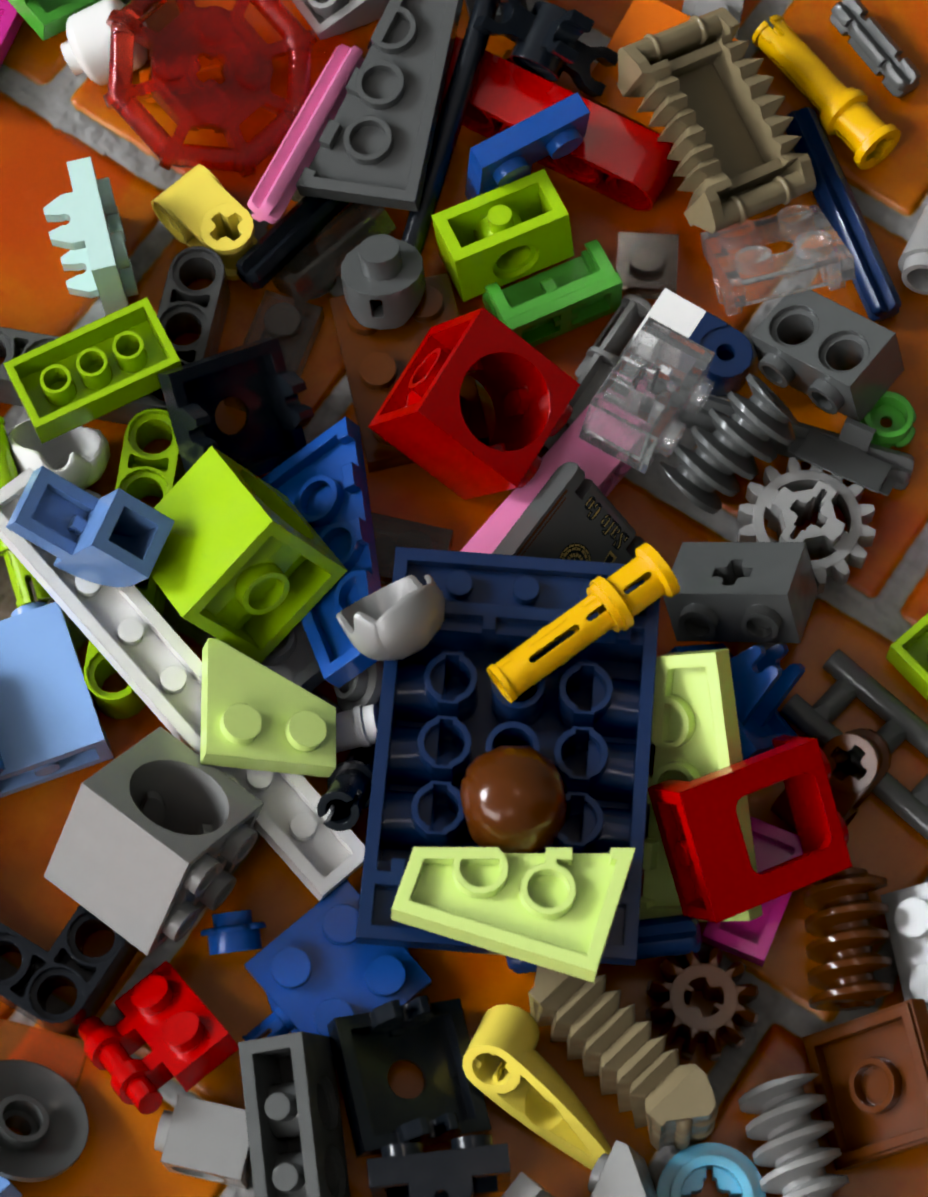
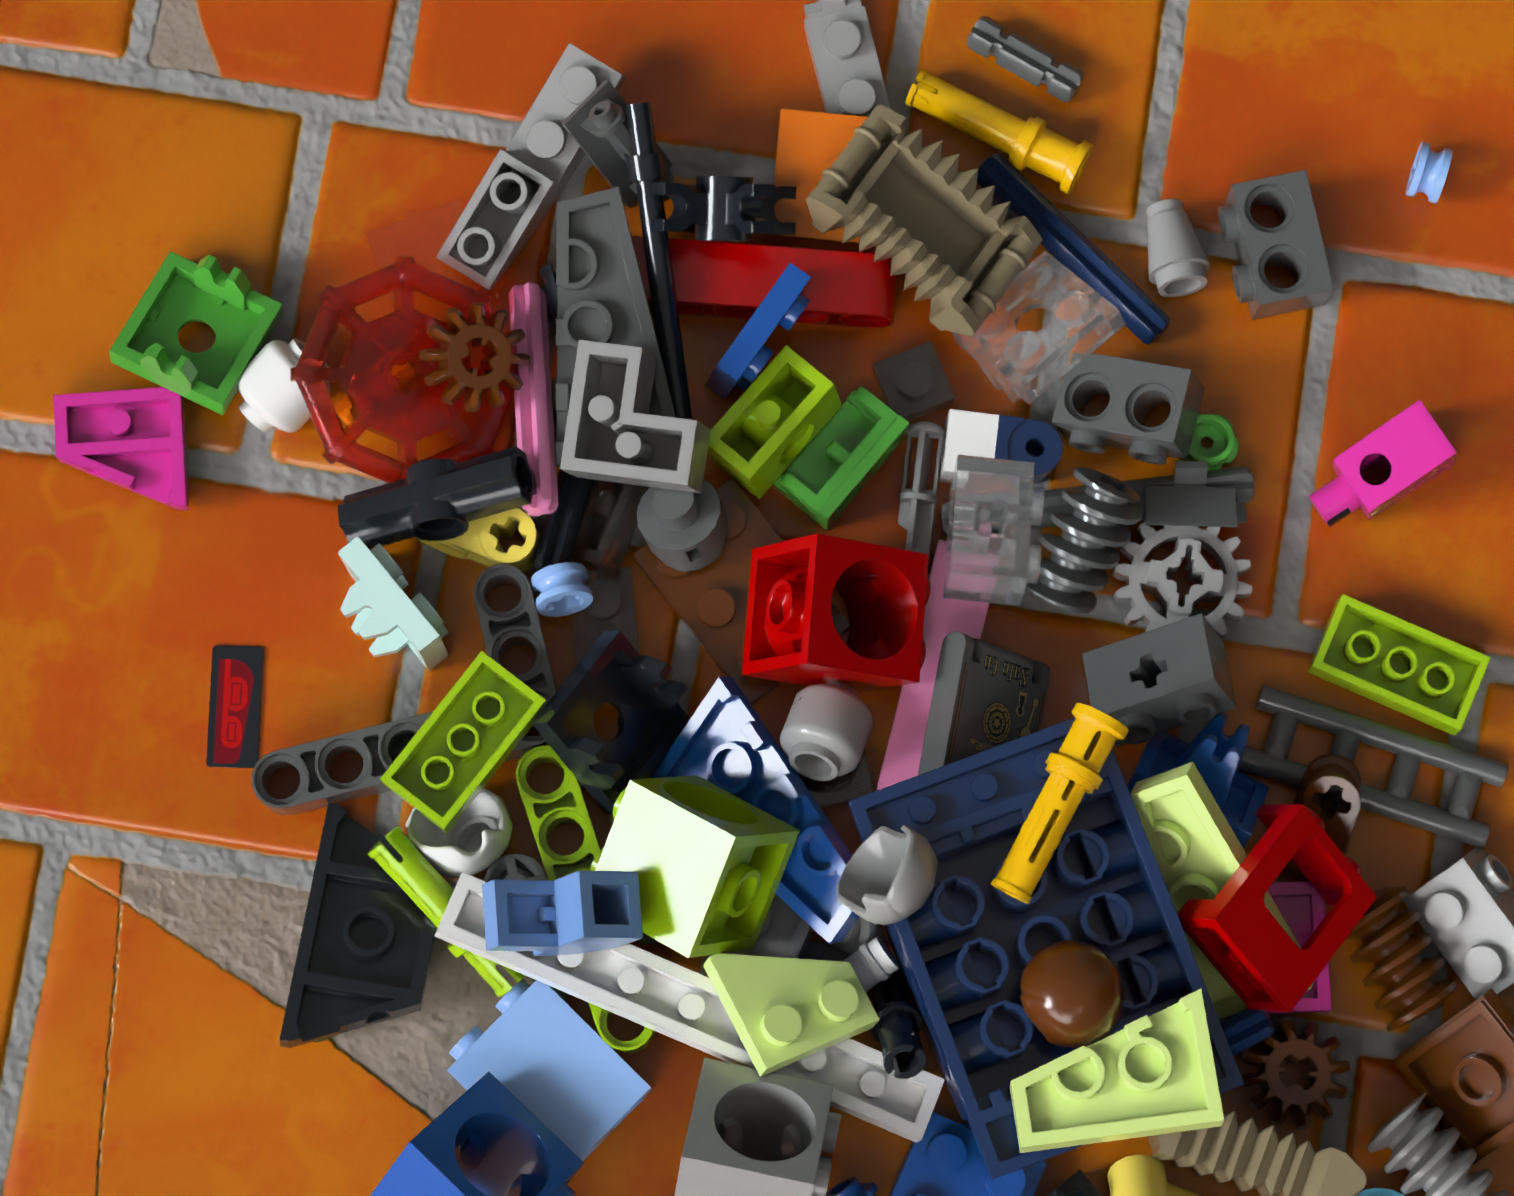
camera: 30 degrees left, 10 degrees up
(183, 167) = (438, 498): none -> black piece
(249, 57) = (494, 366): none -> reddish brown gear
(249, 291) = (561, 589): none -> light blue bush
(358, 164) = (611, 426): none -> light grey brick
(416, 502) = (826, 731): none -> light grey head

